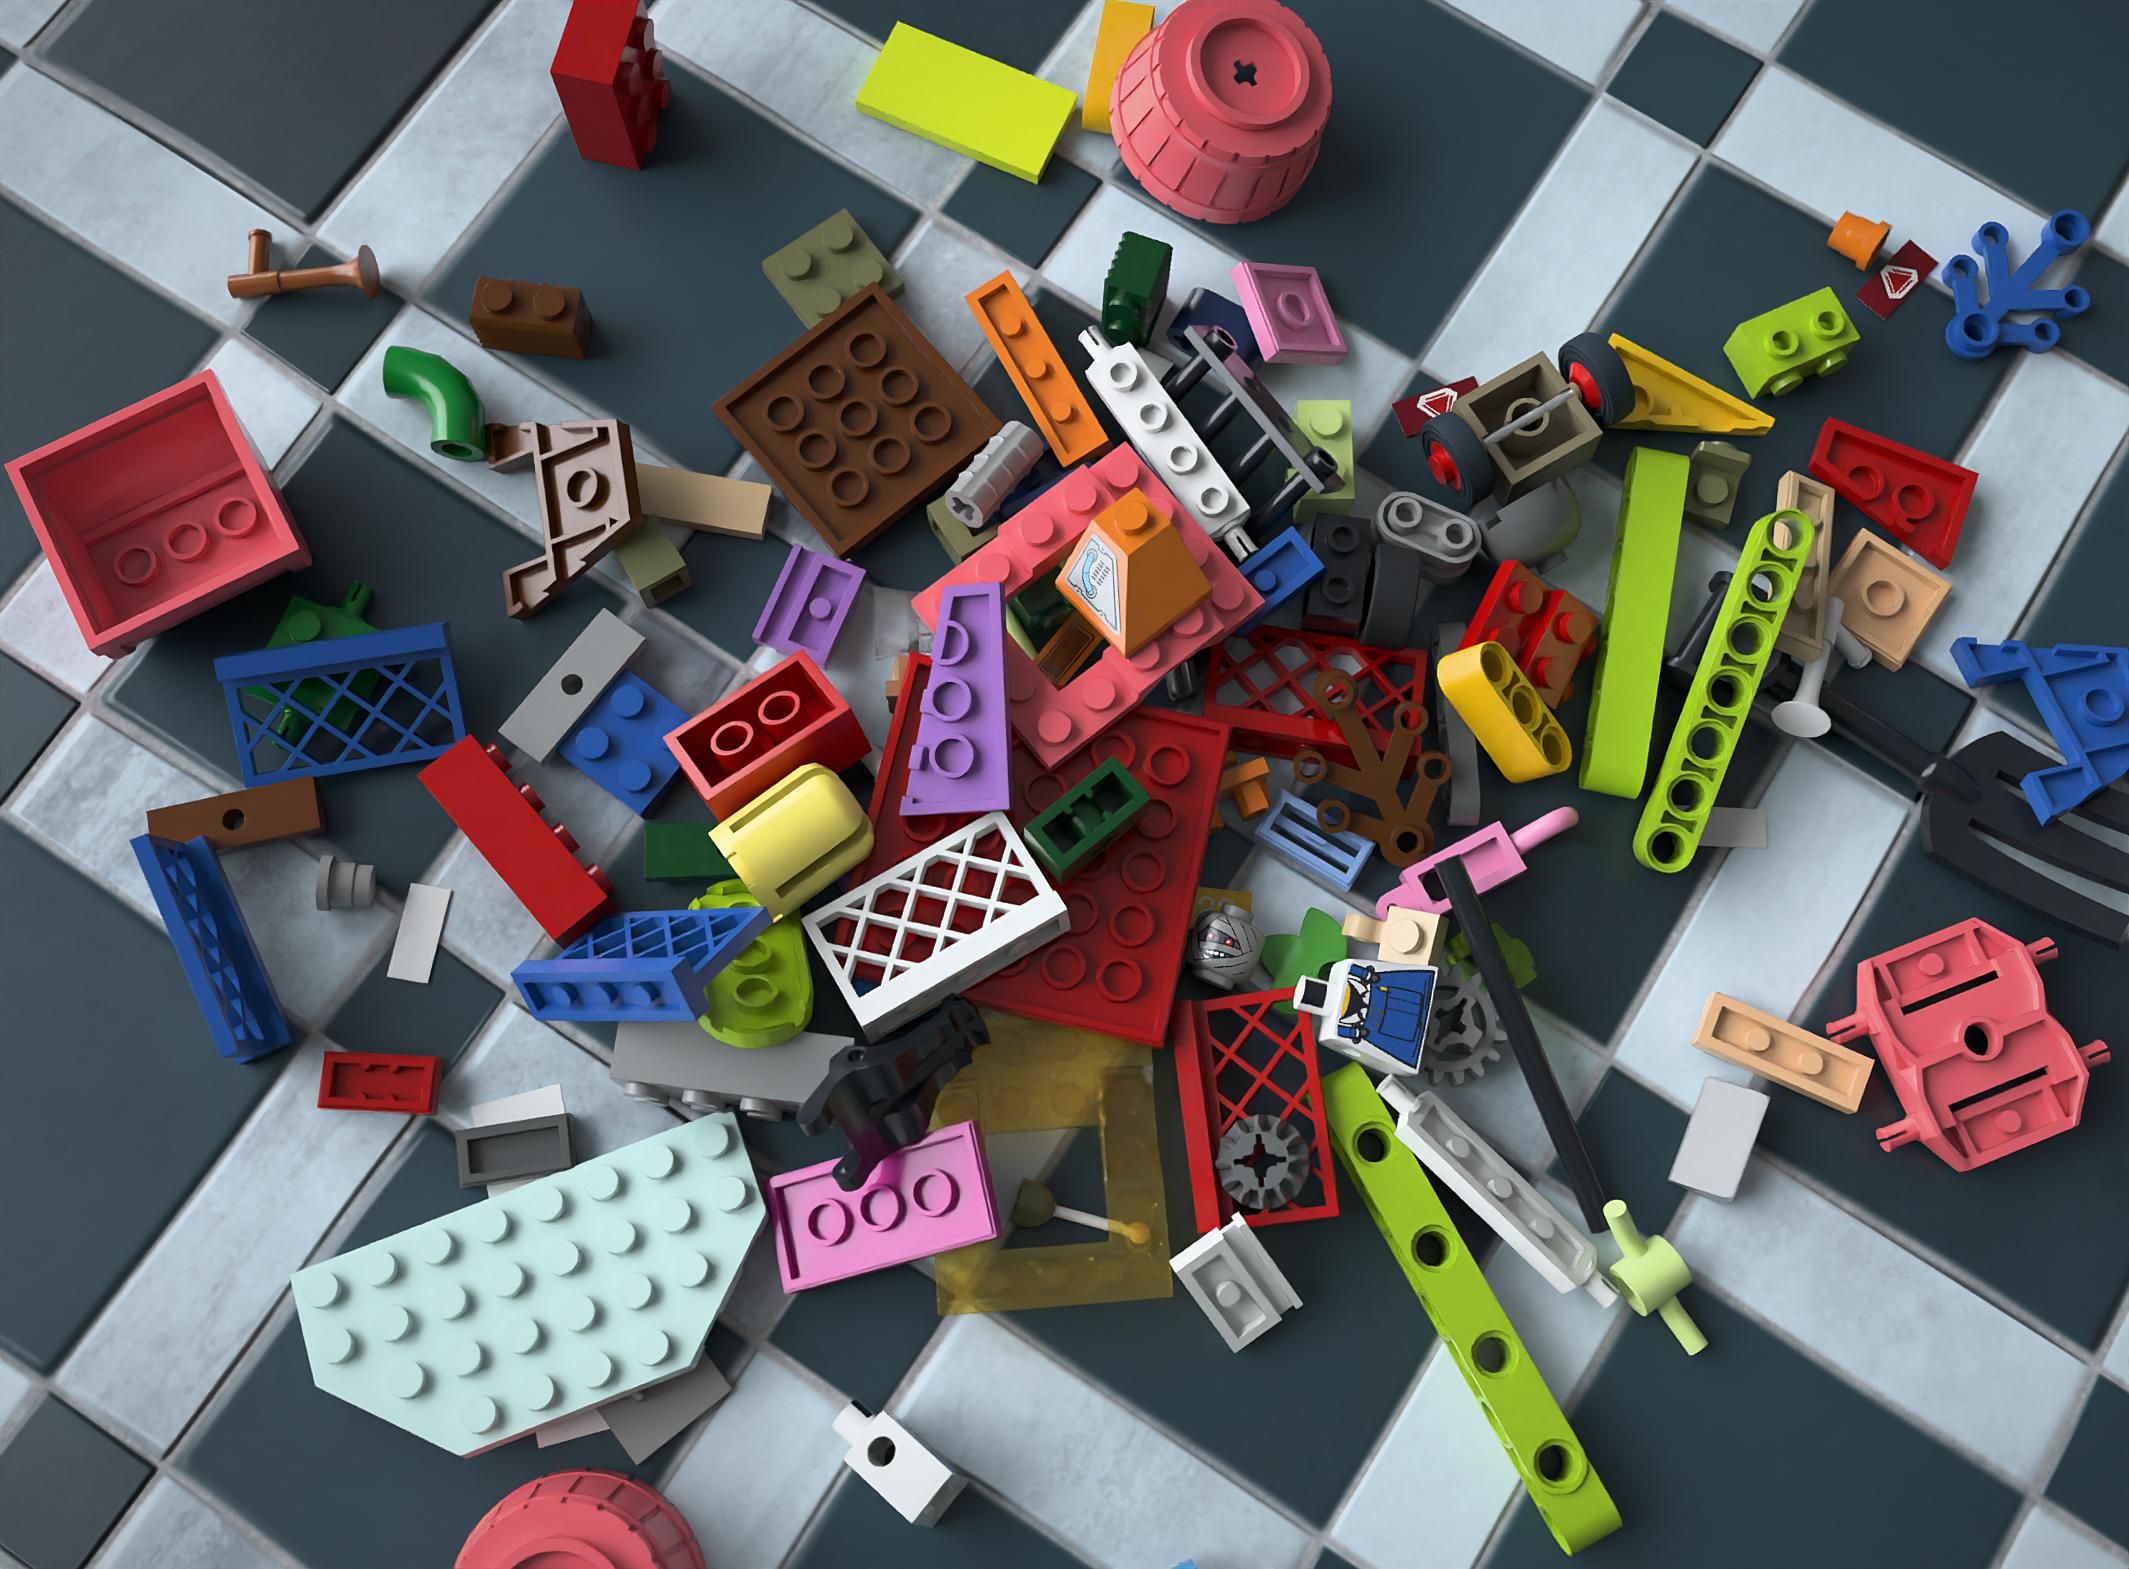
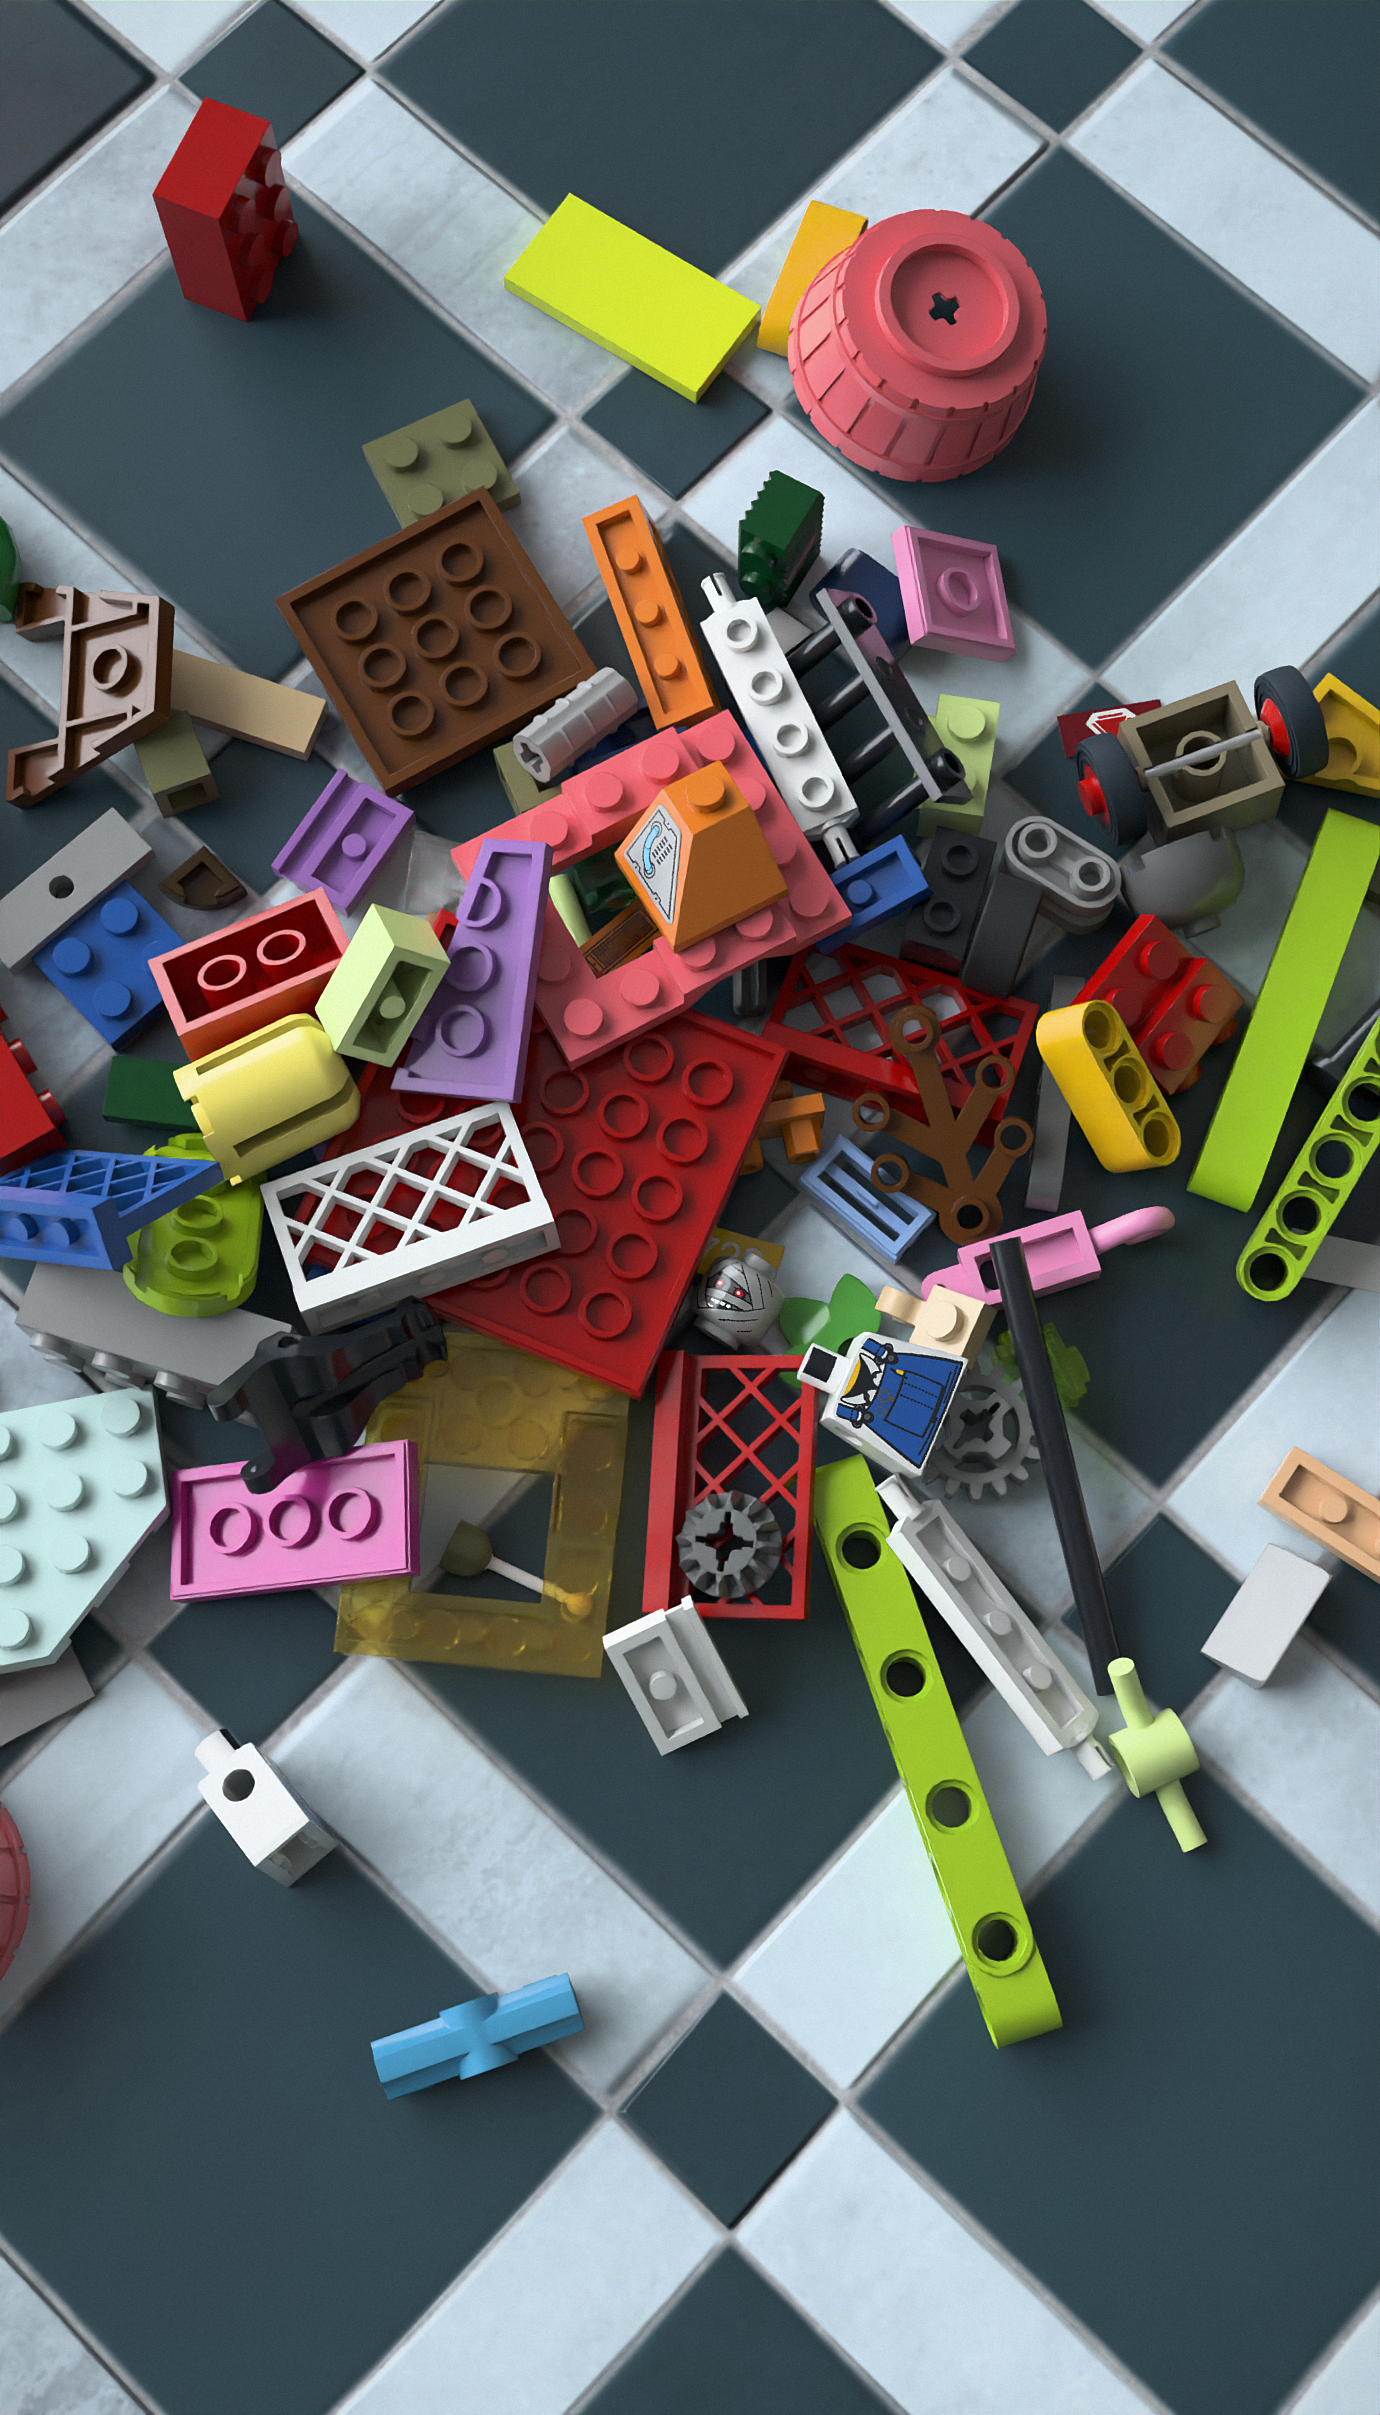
camera: 15 degrees right, 0 degrees up
(530, 318) = (91, 470): reddish brown brick -> none
(693, 661) = (203, 884): none -> dark brown tile
(878, 728) = (382, 985): none -> yellowish green brick
(1087, 820) = (597, 1126): dark green brick -> none

